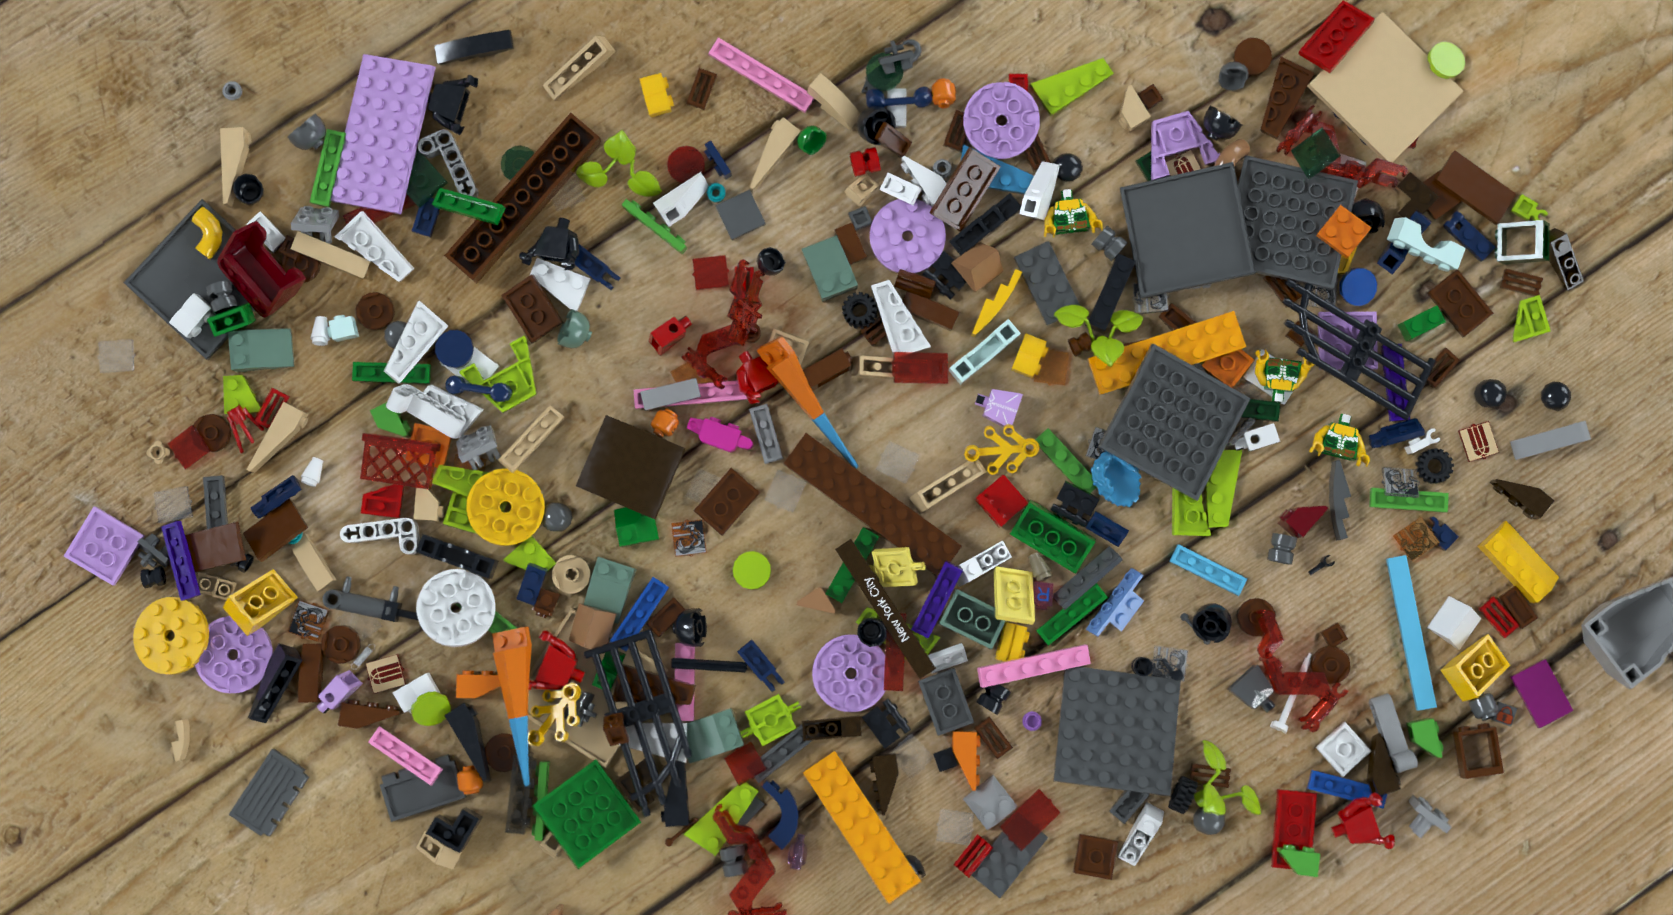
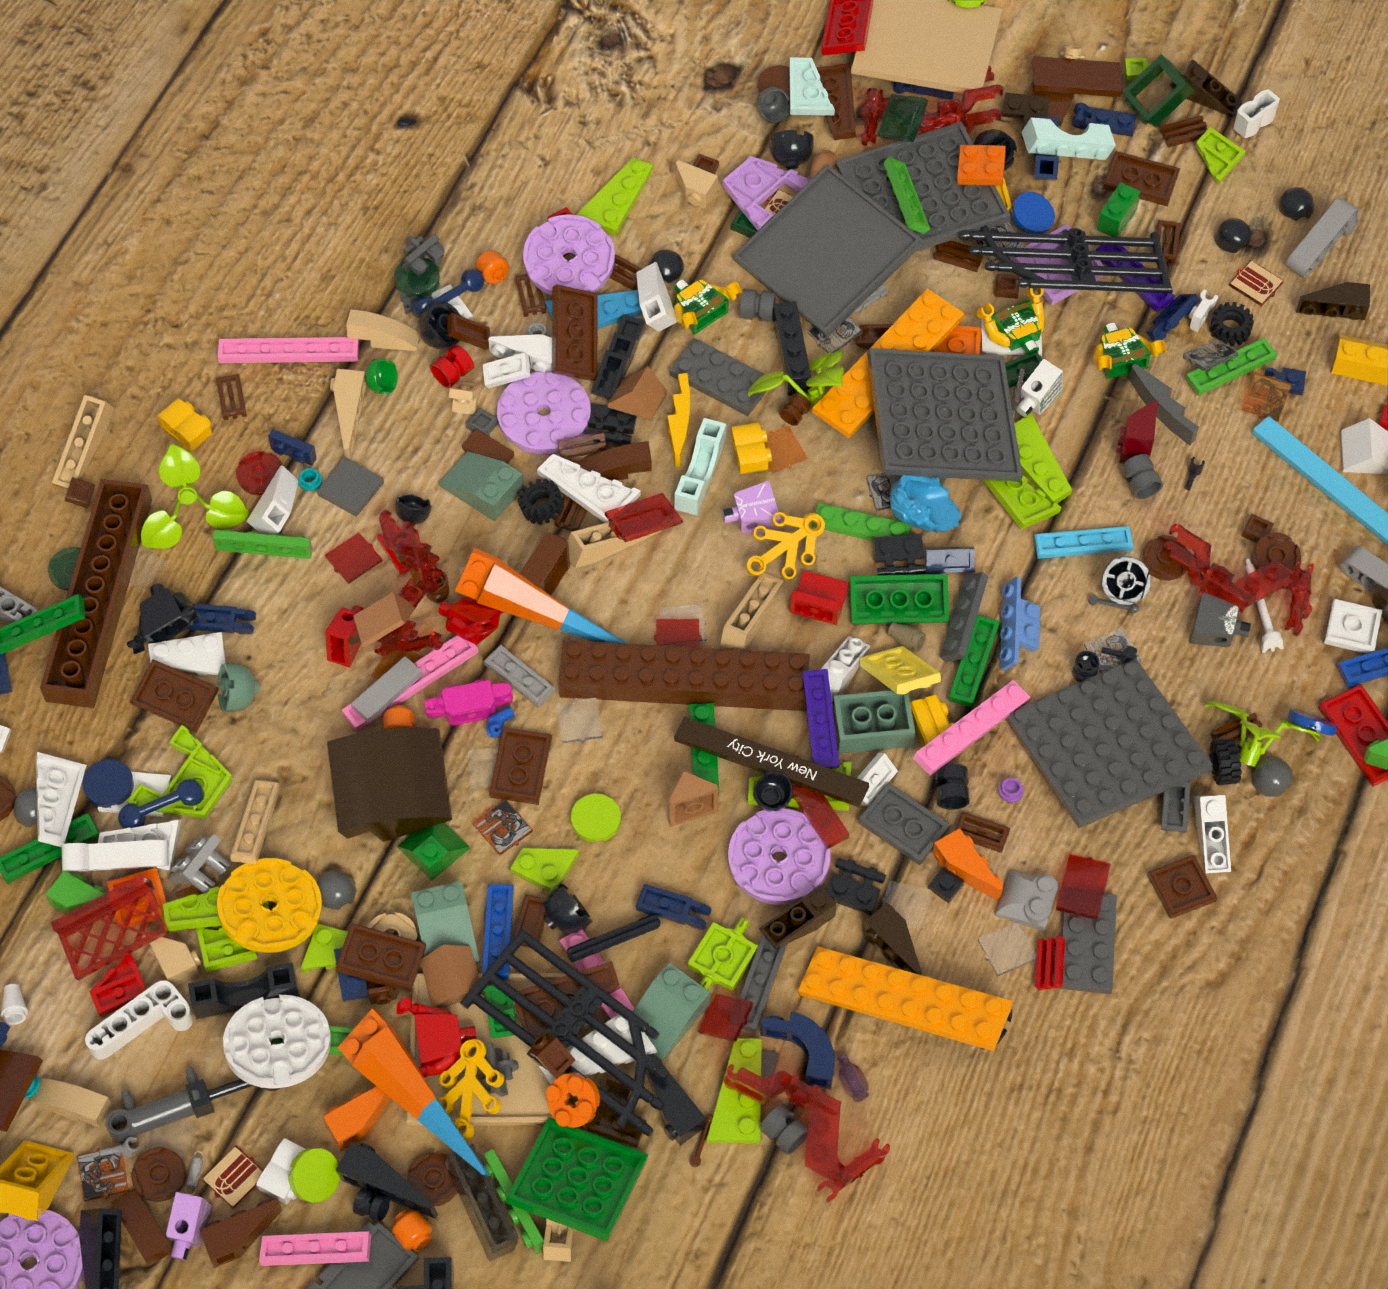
camera: 30 degrees left, 25 degrees down
(325, 613) = (124, 1149): none -> light grey hand
(454, 748) = (371, 1205): none -> black wheel
(553, 589) = (381, 957): none -> reddish brown tile
(556, 106) = (79, 492): none -> reddish brown tile
(605, 763) = (558, 1100): none -> orange plate
(692, 350) = (382, 618): none -> medium nougat slope
(698, 584) = (544, 866): none -> lime wing
(729, 459) = (496, 721): none -> blue arm
(887, 471) = (677, 632): none -> clear red piece
(895, 567) = (753, 713): light yellow plate -> none
(1043, 595) = (932, 654): clear pink brick -> none
(1262, 802) = (1312, 721): none -> blue tile
(1266, 78) = (806, 89): none -> light aqua wing
(1271, 224) = (906, 195): none -> bright green plate
(1487, 163) = (1072, 52): none -> tan plate
(1582, 304) = (1256, 113): none -> white brick

